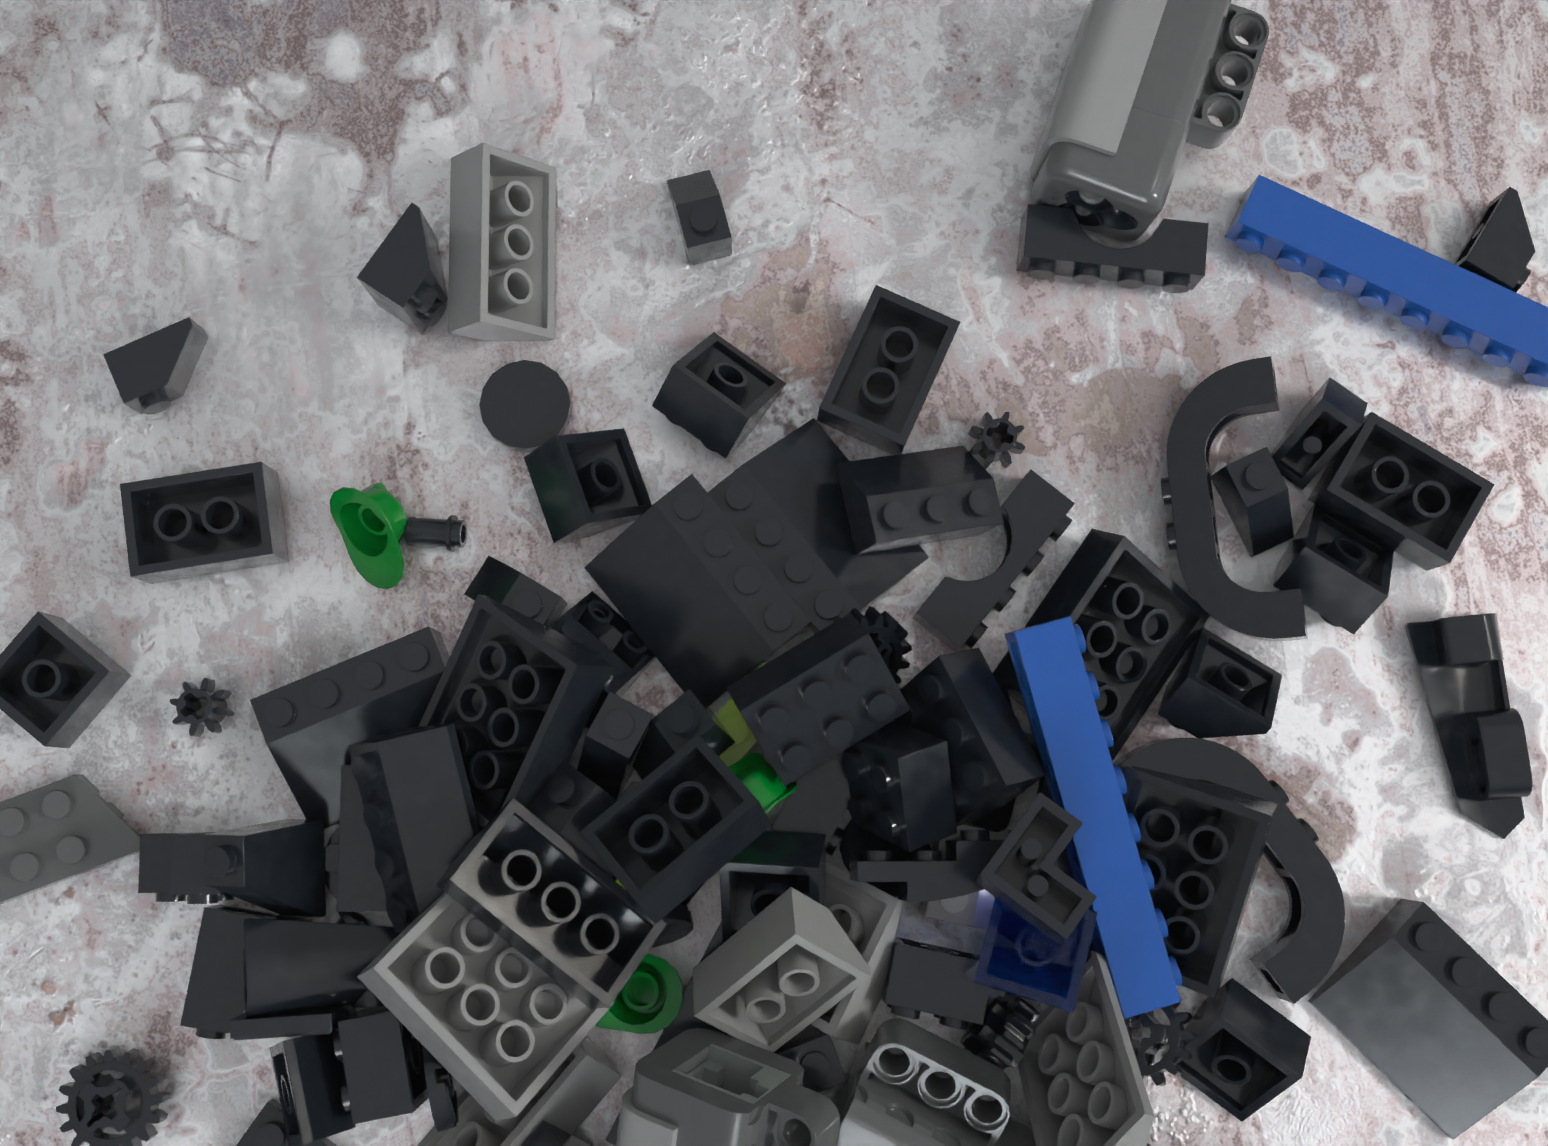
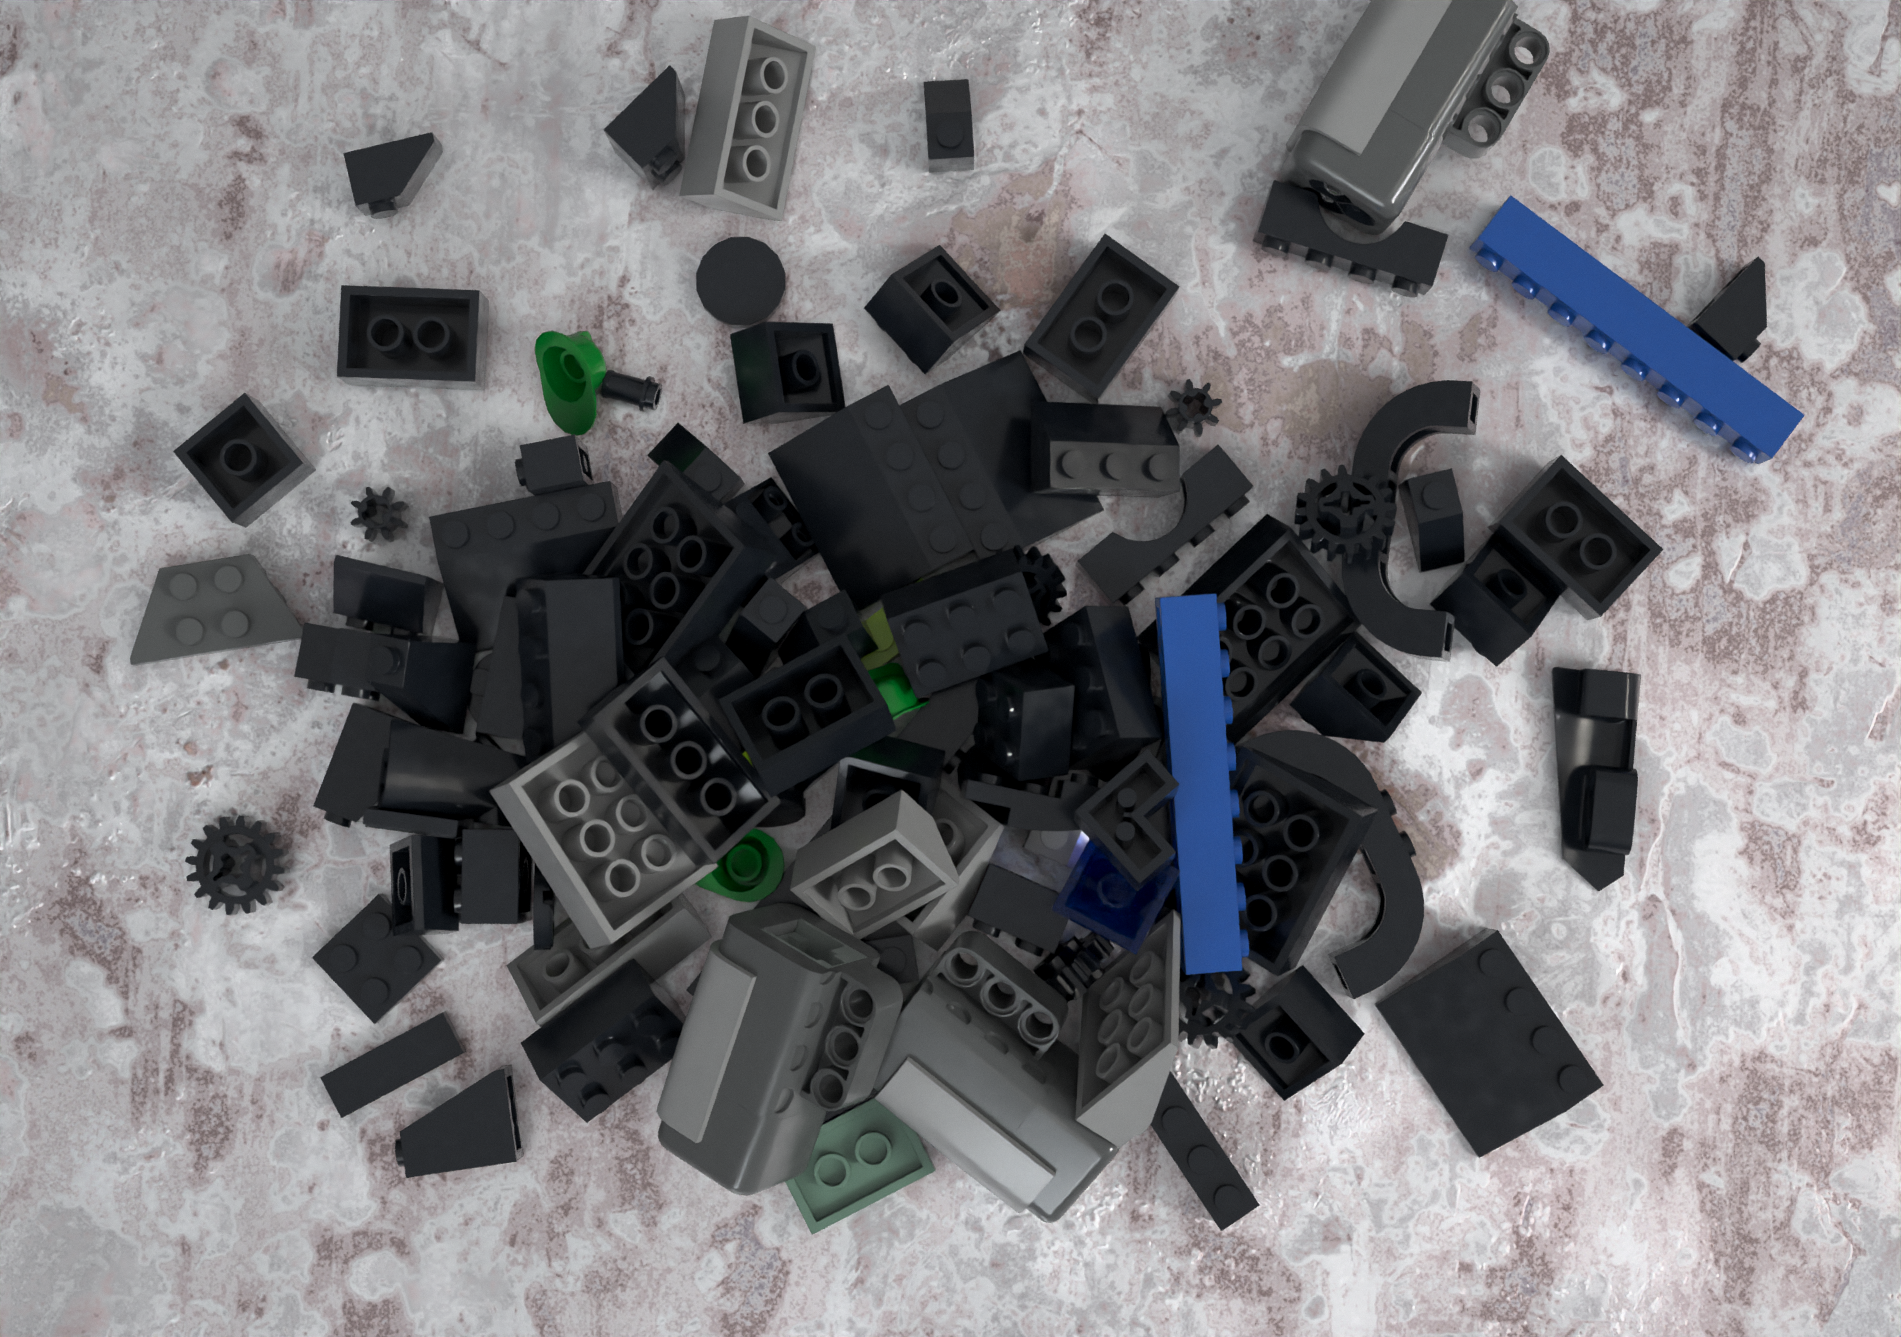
camera: 15 degrees right, 5 degrees up
(219, 791) = (385, 597): none -> black slope
(369, 621) = (554, 465): none -> black brick
(1179, 506) = (1338, 533): none -> black gear
(1318, 432) = (1510, 464): black slope -> none

